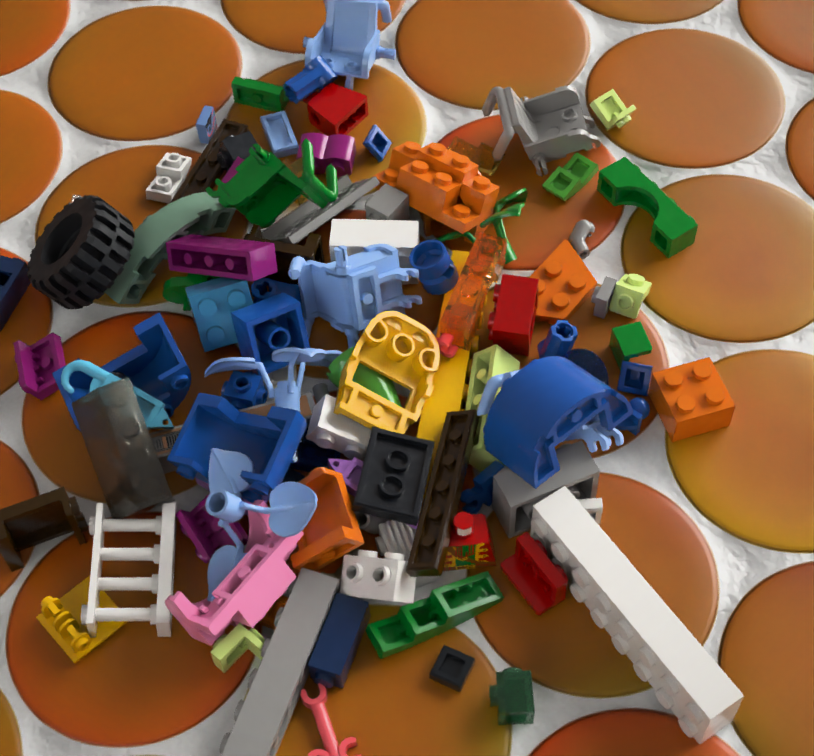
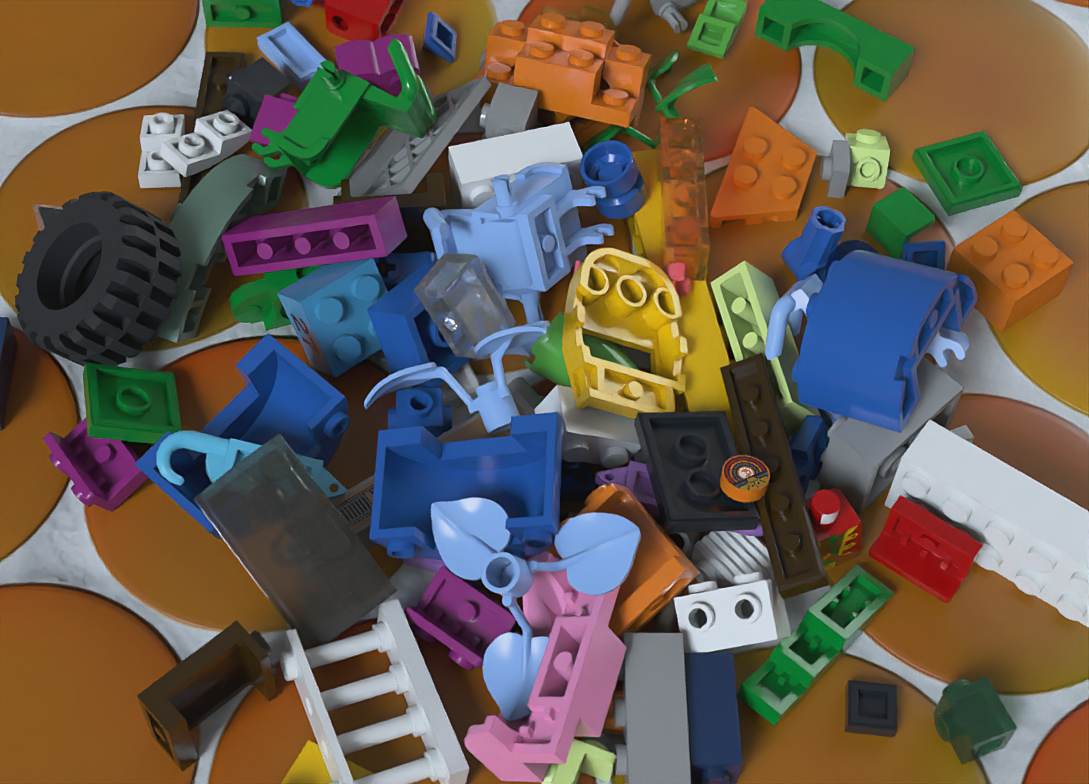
camera: 25 degrees left, 0 degrees up
(74, 335) = (130, 403): none -> green tile
(194, 181) = (210, 143): none -> white slope
(206, 124) = (185, 64): medium blue tile -> none
(290, 322) = (463, 302): none -> clear brick
(418, 489) = (744, 478): none -> tile
(514, 313) = (746, 215): red brick -> none
(578, 235) = (764, 99): light grey arm -> none
(701, 323) = (966, 173): none -> green tile

